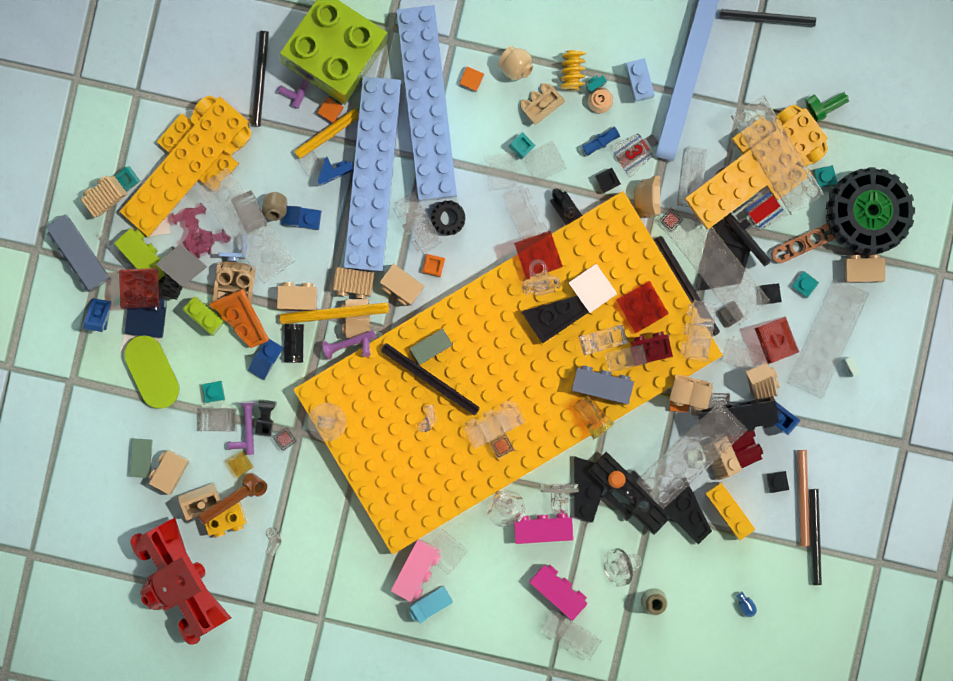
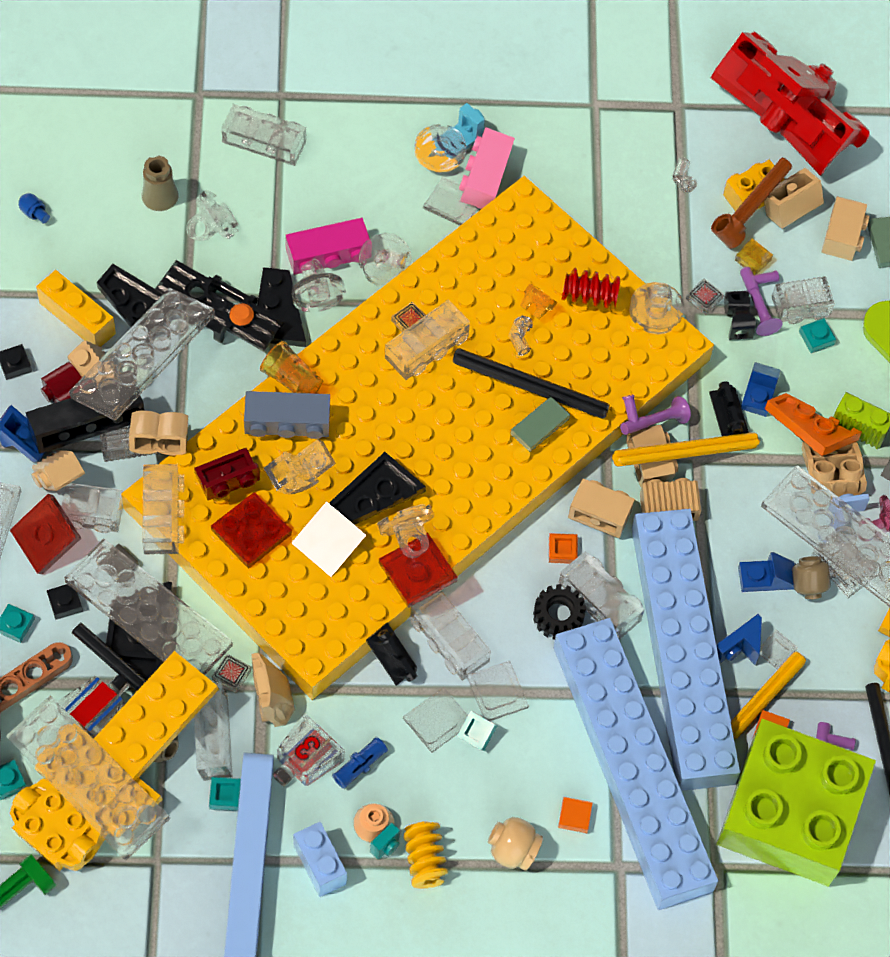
camera: 160 degrees right, 25 degrees down
(297, 297) = (742, 467): tan brick -> none
(370, 442) = (591, 288): none -> red piece
(408, 442) = (536, 296): none -> clear yellow tile
(445, 597) = (440, 148): none -> clear tile
(542, 104) = (460, 796): tan plate -> none
(559, 591) = (291, 178): dark pink brick -> none
(607, 180) = (337, 708): black plate -> none
(626, 358) = (258, 451): clear tile -> none
(679, 274) = (199, 594): black axle -> none
(690, 137) = (224, 793): none -> teal plate

